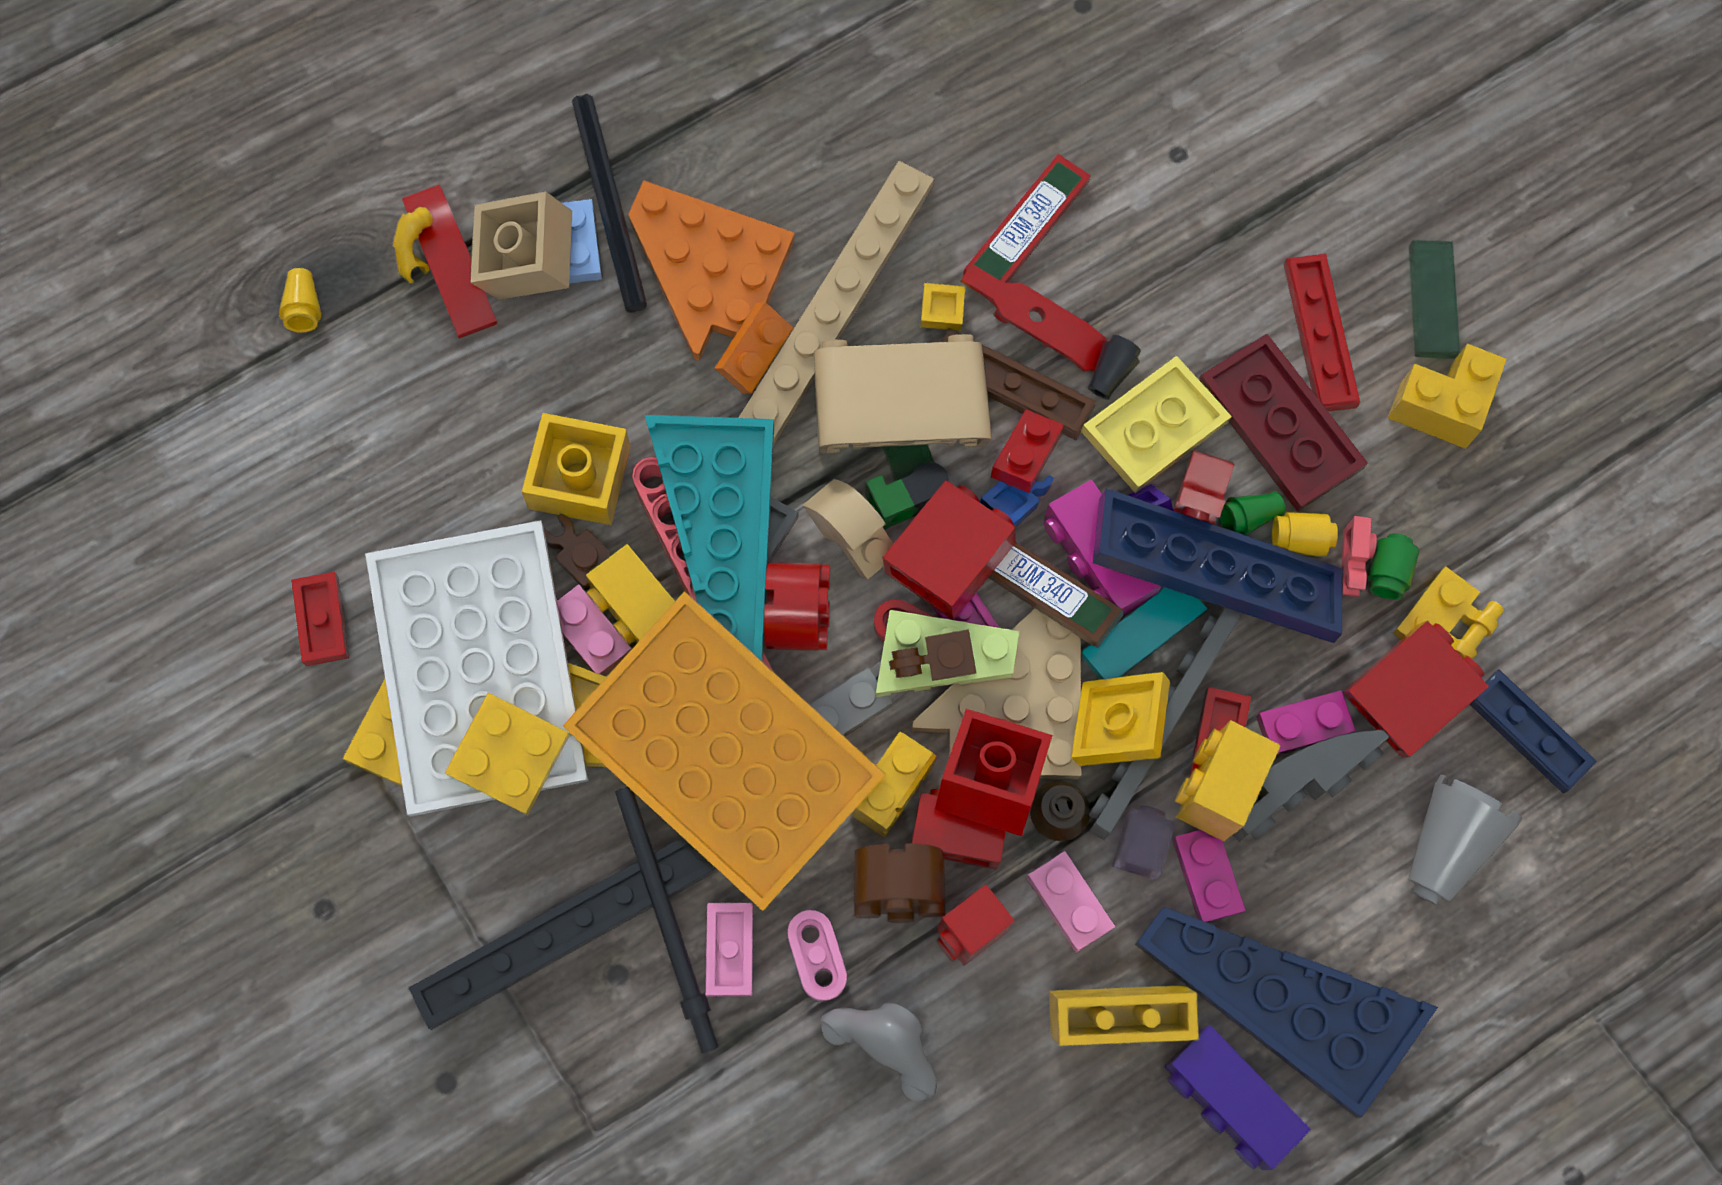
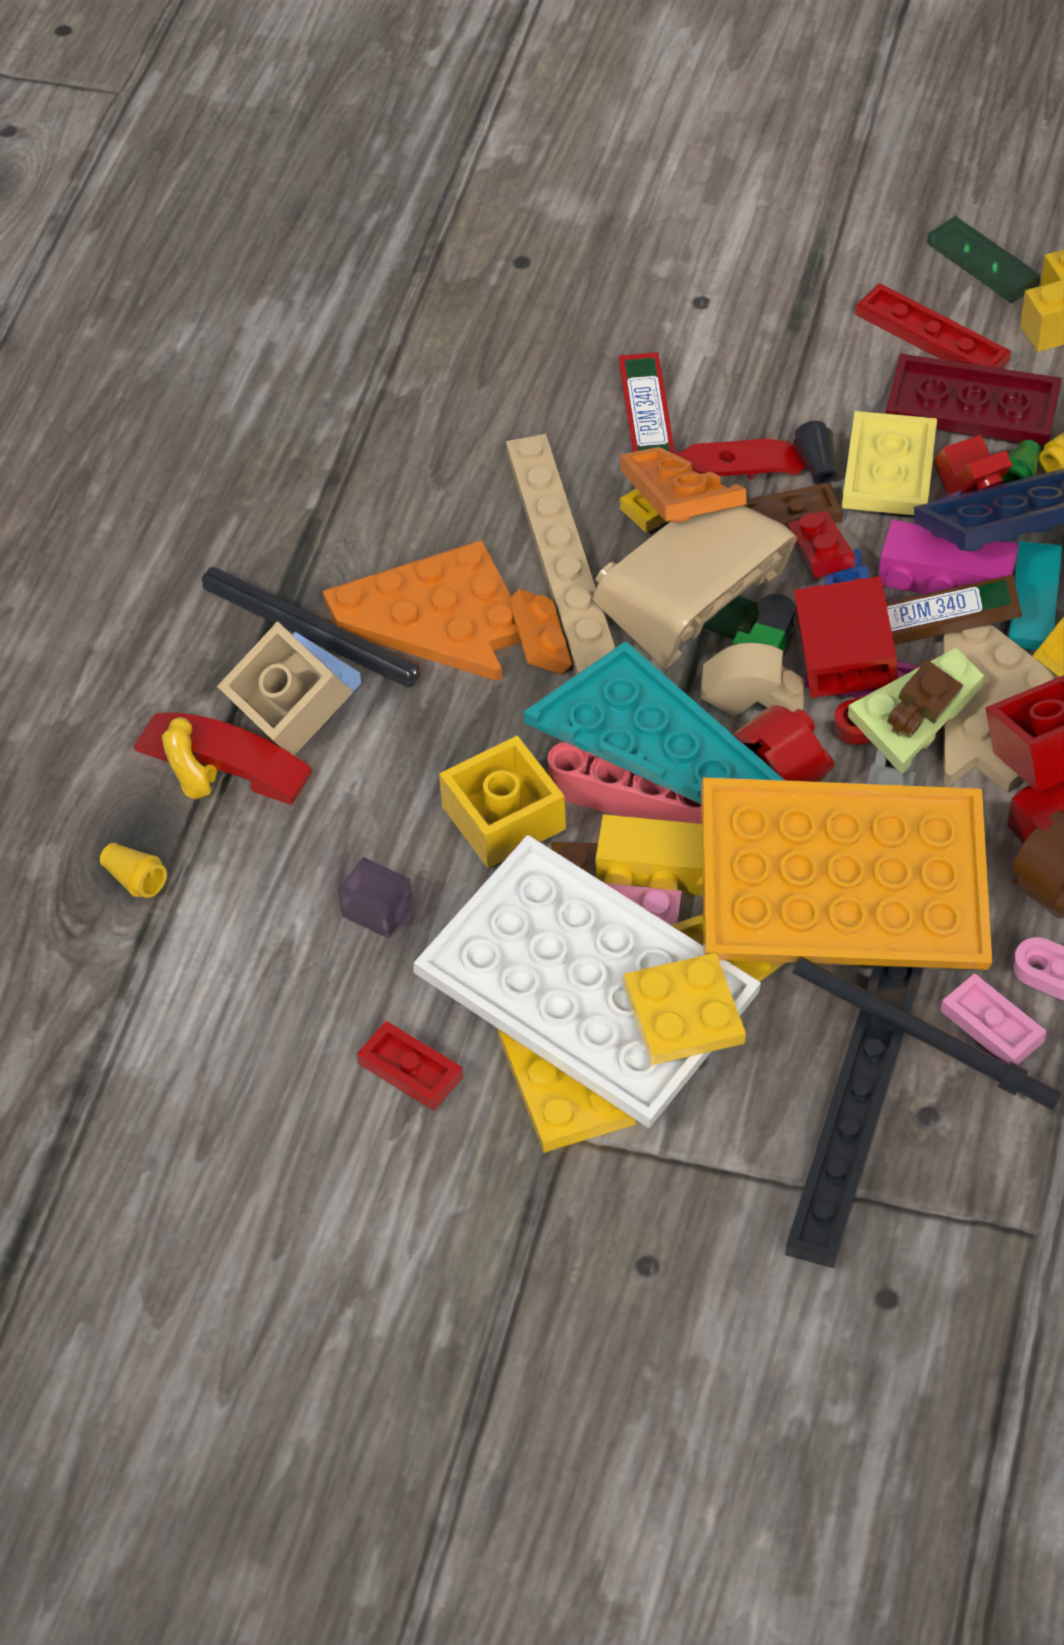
camera: 35 degrees left, 20 degrees down
(426, 468) = (376, 898): none -> clear purple brick
(905, 767) = (998, 827): yellow brick -> none
(948, 317) = (675, 488): none -> orange wing

